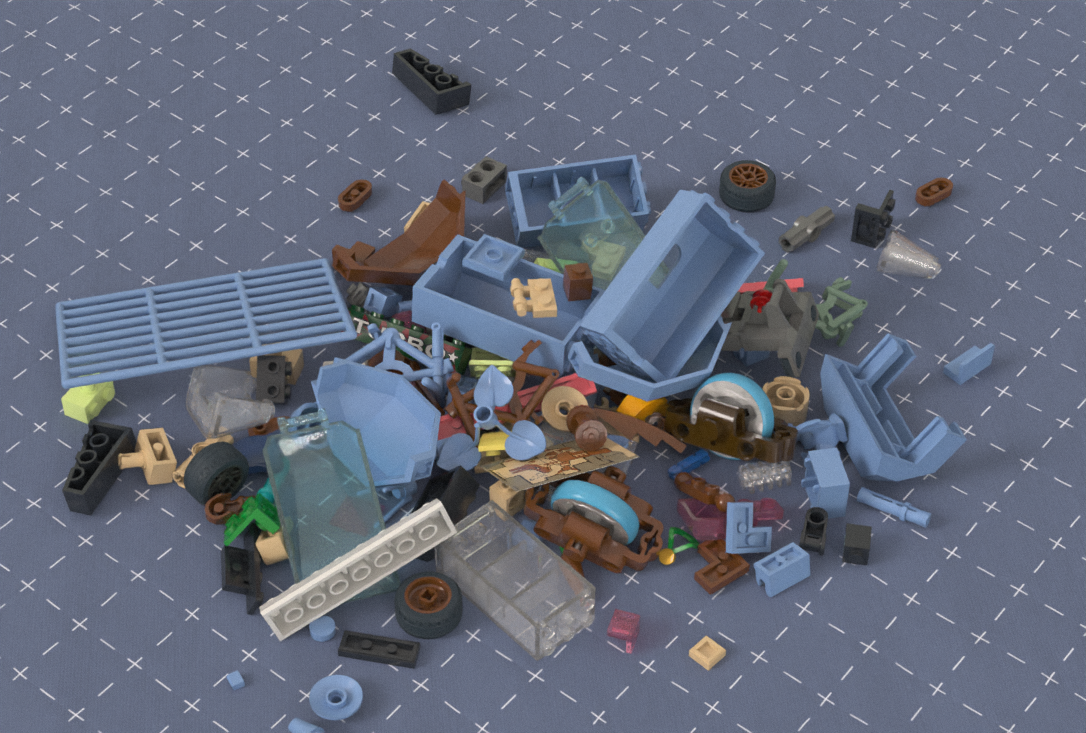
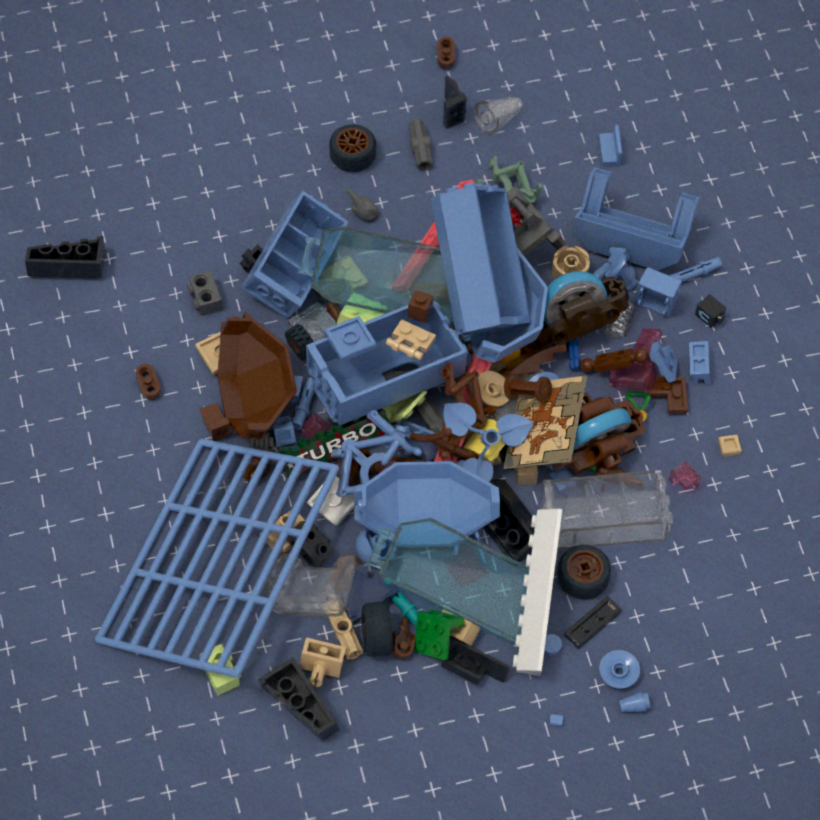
camera: 55 degrees left, 15 degrees up
(814, 530) = (686, 328): black piece -> none

